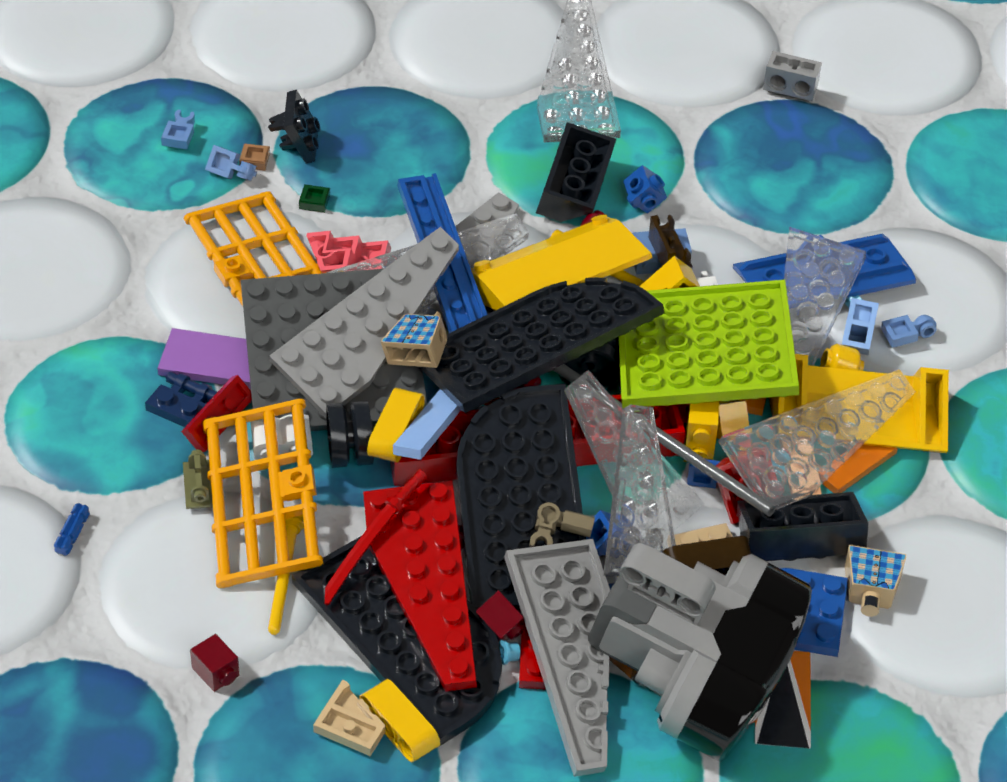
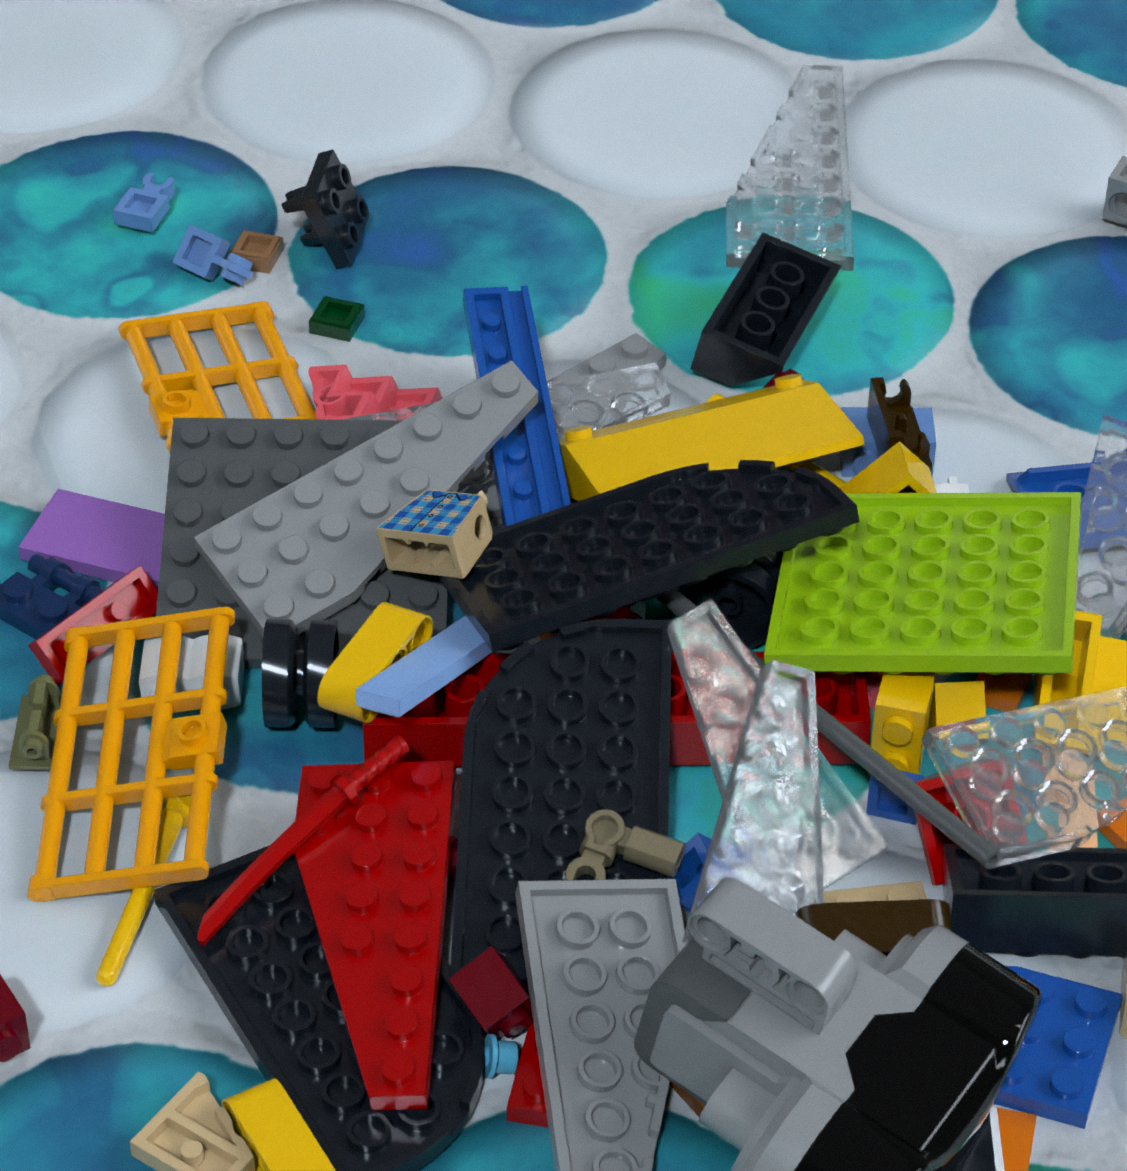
camera: 10 degrees right, 5 degrees down
(644, 189) = (876, 345): blue brick -> none

